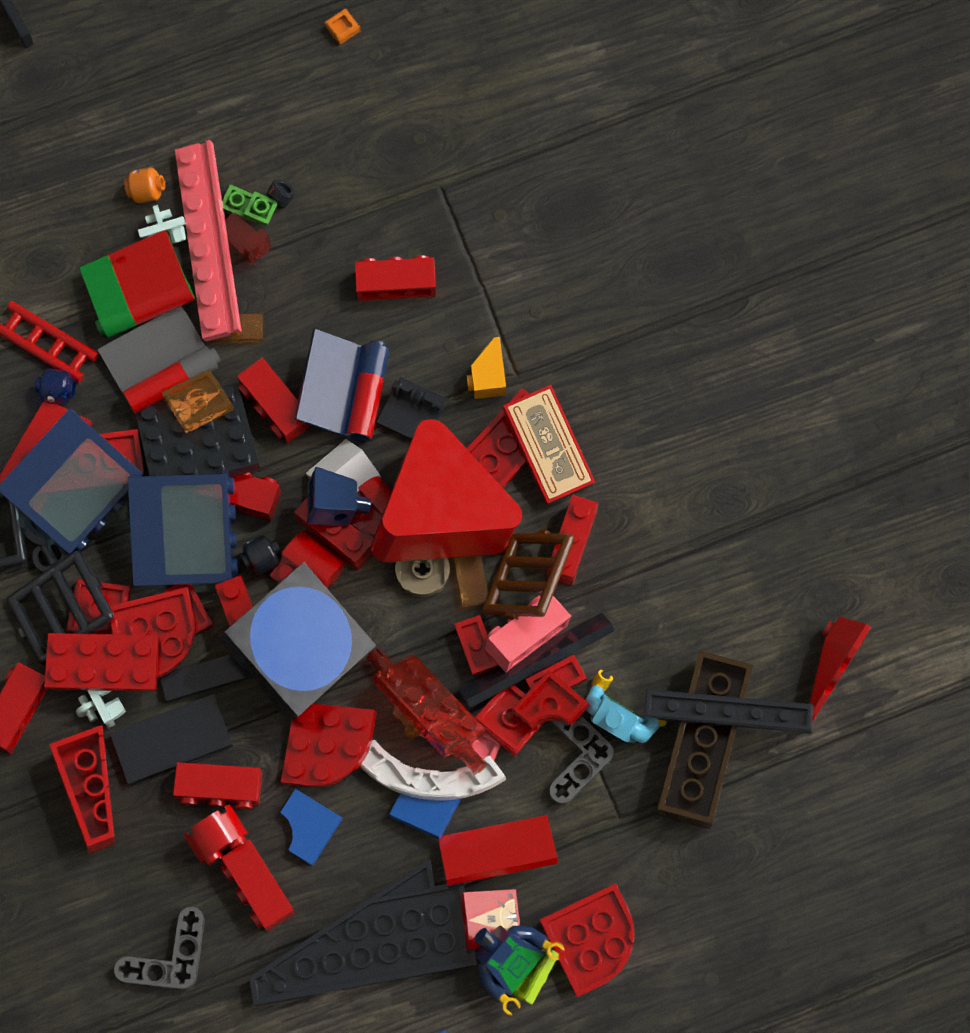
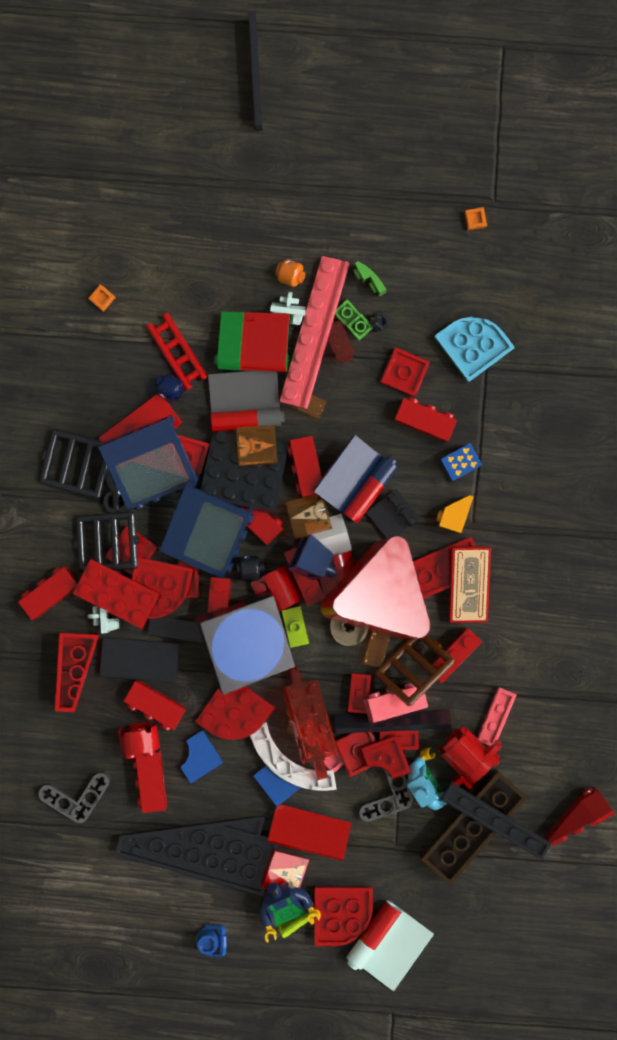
camera: 25 degrees right, 15 degrees up
(240, 145) = (365, 274): none -> bright green slope
(304, 453) = (308, 515): none -> clear orange tile
(342, 237) = (405, 372): none -> red tile
(355, 602) = (295, 627): none -> lime plate
(412, 167) = (473, 345): none -> medium azure plate
(464, 307) = (460, 462): none -> blue piece
(652, 651) = (469, 756): none -> red container
(666, 594) = (496, 716): none -> coral tile
(676, 950) = (389, 945): none -> light aqua door

